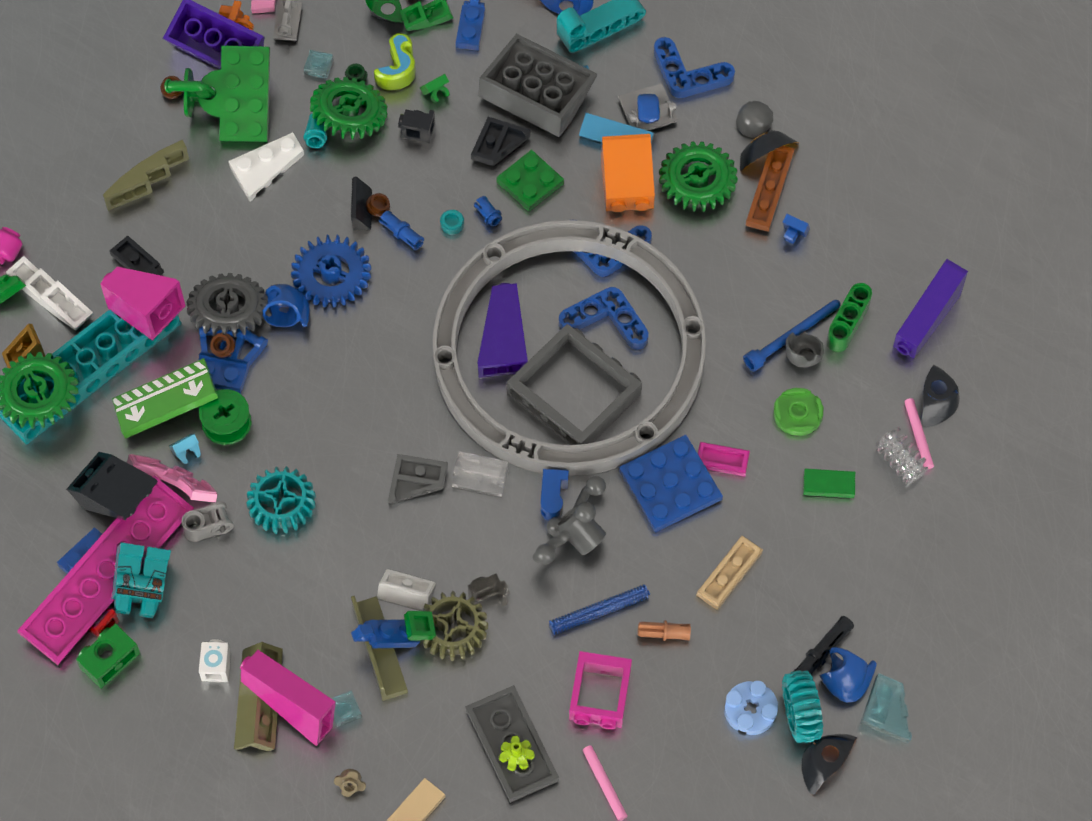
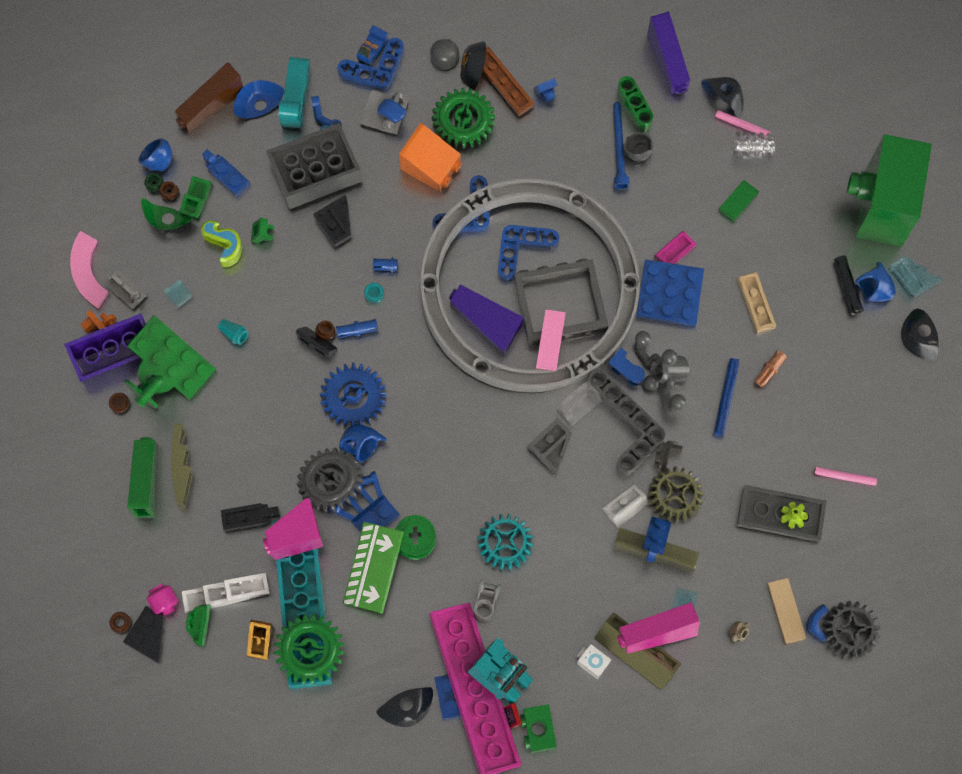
camera: 55 degrees left, 10 degrees up
(57, 533) = (393, 714): none -> black piece
(109, 152) = (143, 478): none -> green slope
(111, 486) = (421, 645): black slope -> none
(176, 476) = (437, 597): bright pink tile -> none
(179, 448) = (416, 578): medium azure tile -> none
(215, 345) = (361, 509): reddish brown plate -> none
(262, 165) = (232, 382): white wing -> none
(345, 115) = (241, 309): green gear -> none
(356, 69) = (203, 275): dark green plate -> none
(417, 125) = (282, 263): black brick -> none
(419, 625) = (669, 514): green tile -> none
(502, 532) = (629, 419): none -> dark grey beam
(521, 398) = (550, 340): none -> bright pink tile
(530, 180) = (381, 222): green plate -> none
(597, 127) = (387, 145): dark azure tile -> none
(601, 665) = (760, 435): dark pink window -> none
(604, 48) = (318, 114): none -> blue arm
(705, 53) = (373, 45): none -> blue leg
(745, 721) = (864, 347): light blue plate -> none
(798, 411) = (675, 182): bright green tile -> none
(802, 706) = (885, 324): teal gear -> none
(954, 609) = (891, 190): none -> green brick

